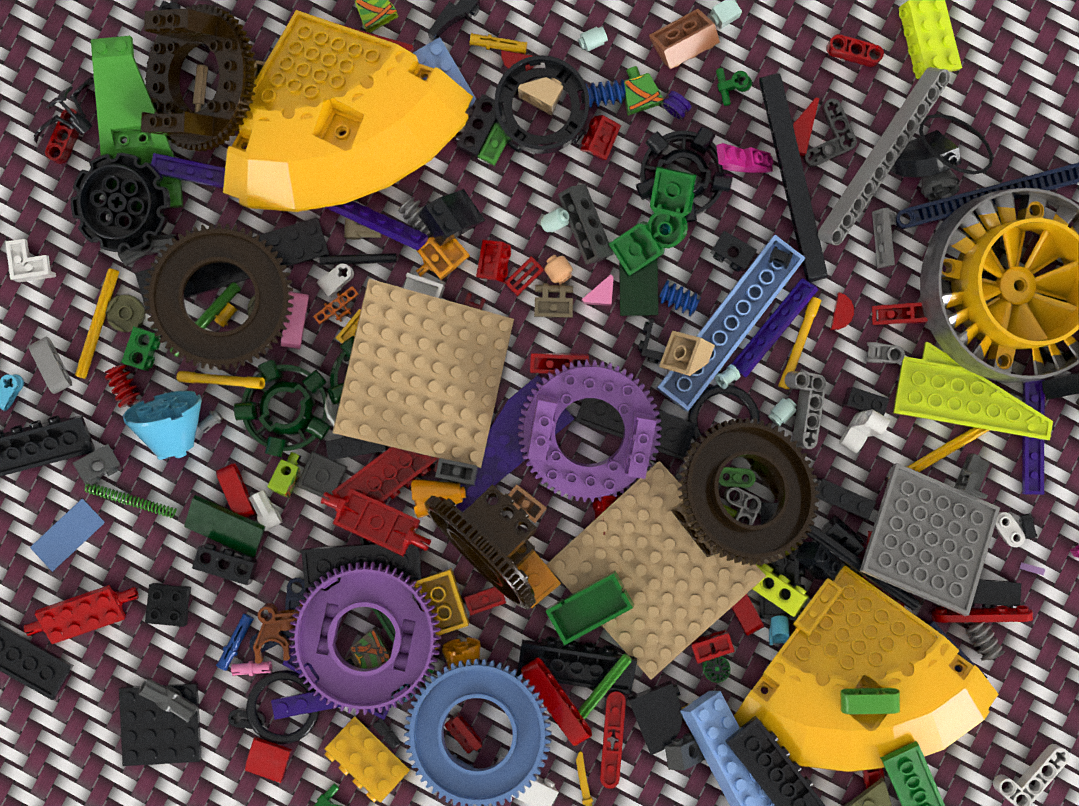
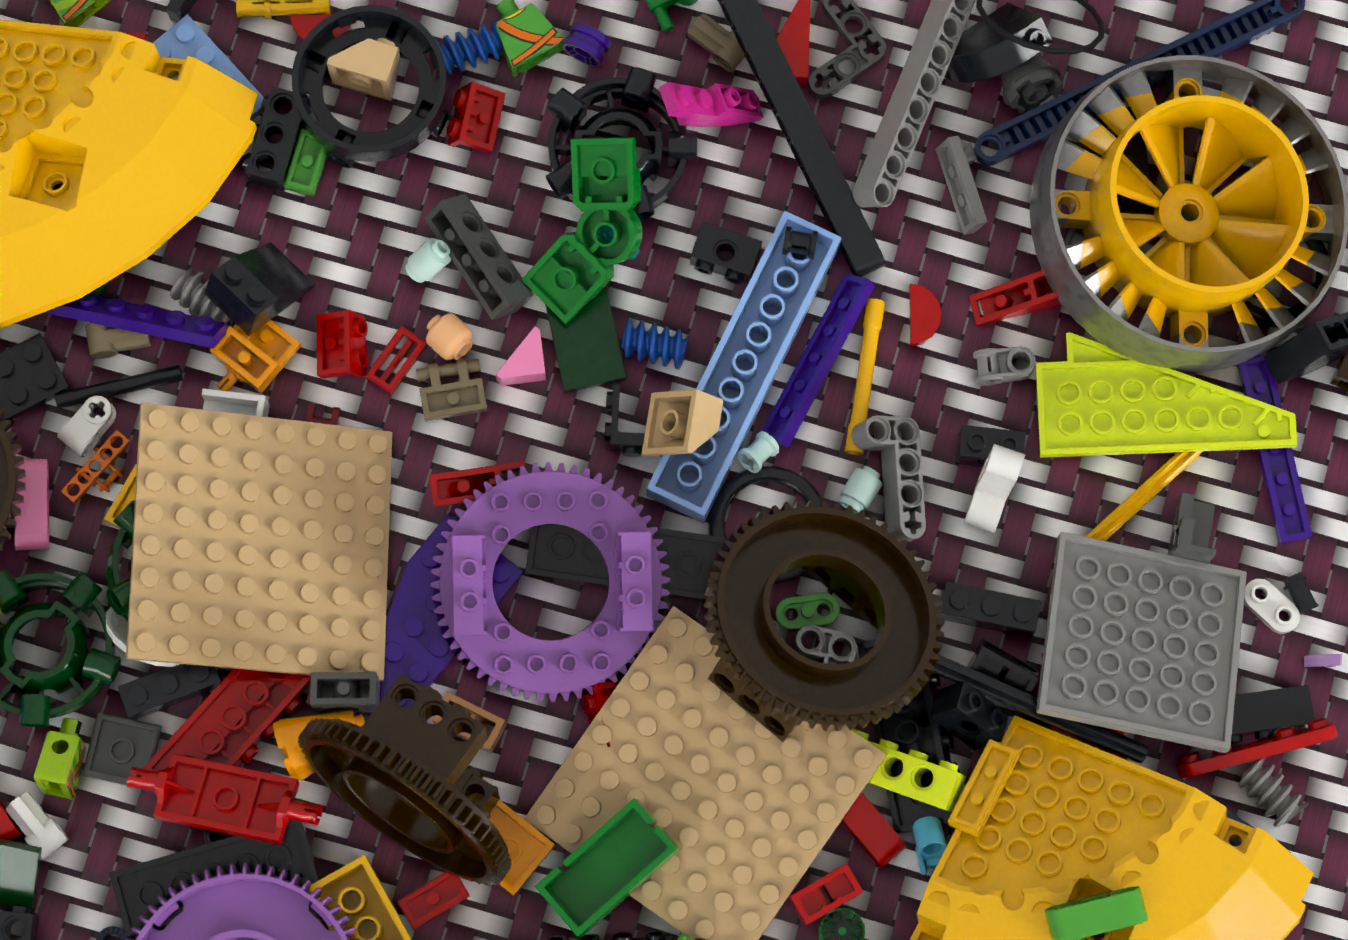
camera: 15 degrees left, 10 degrees down
(755, 118) = (717, 41): none -> dark tan piece

